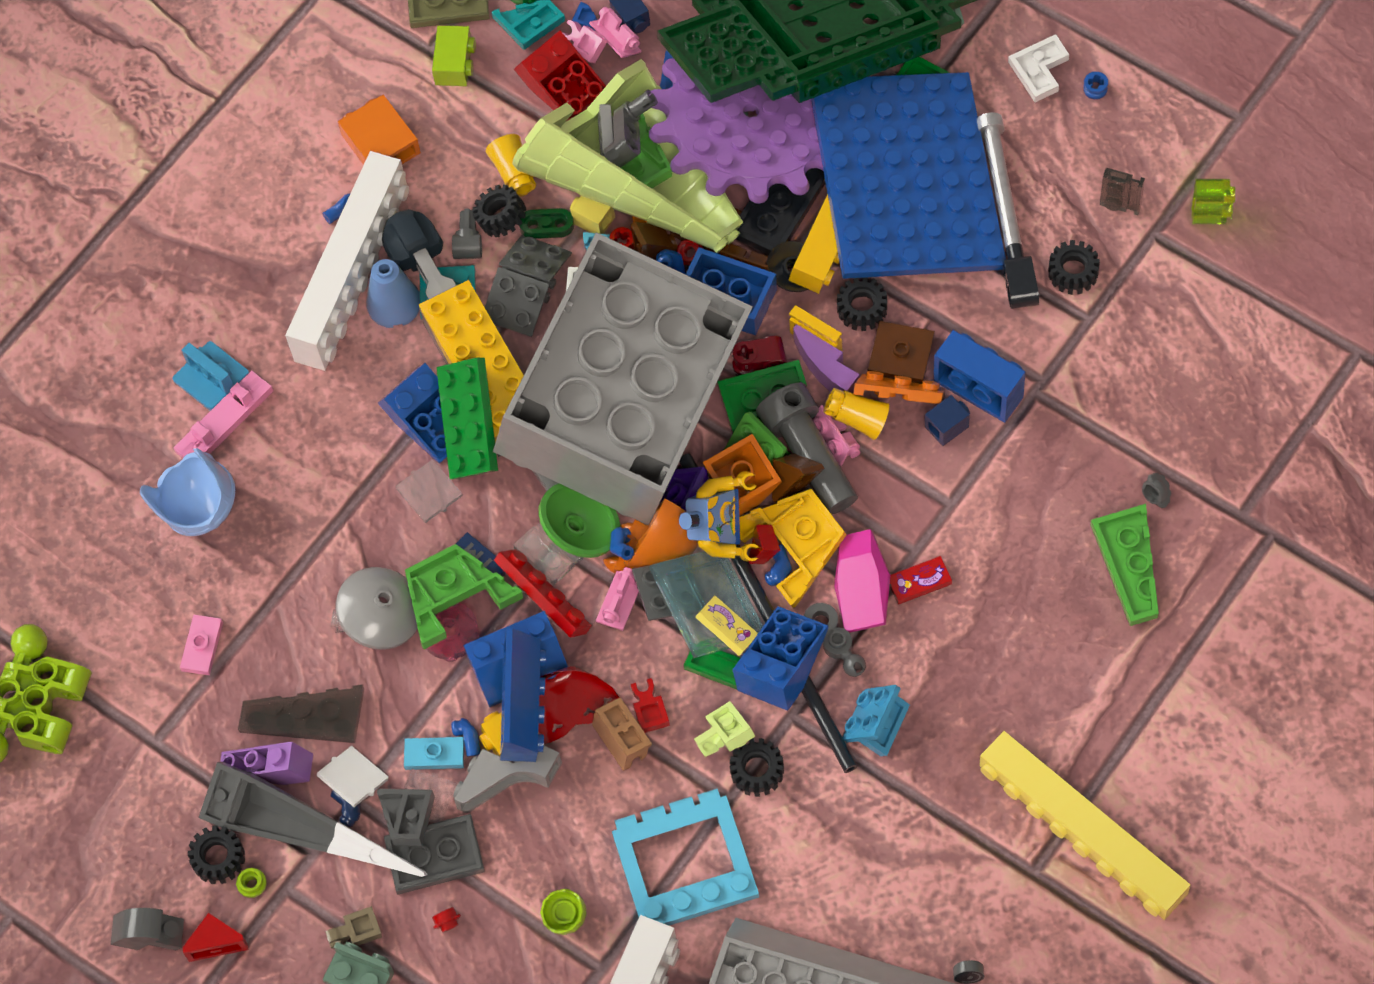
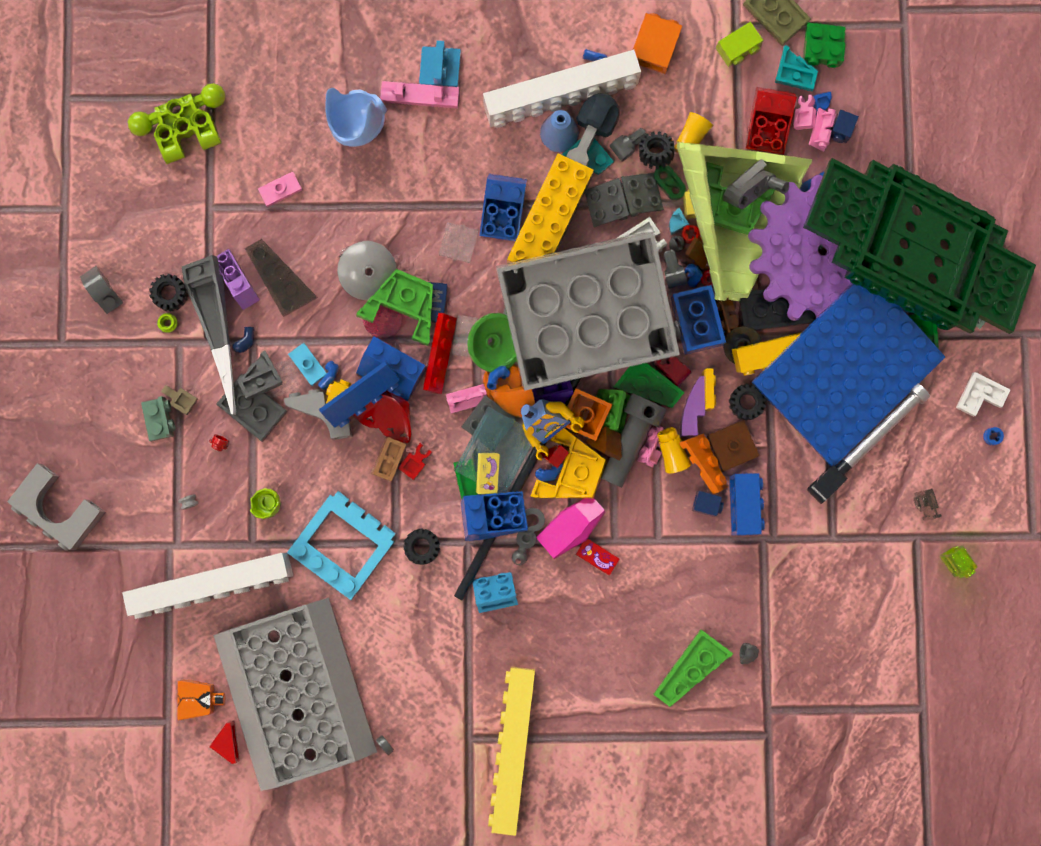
camera: 45 degrees right, 20 degrees up
(212, 940) = (122, 327): red slope -> none
(352, 776) = (262, 331): white piece -> none
(467, 418) = (508, 234): green plate -> none
(726, 729) = (429, 515): yellowish green hinge -> none
(1073, 253) = (871, 505): black tyre -> none

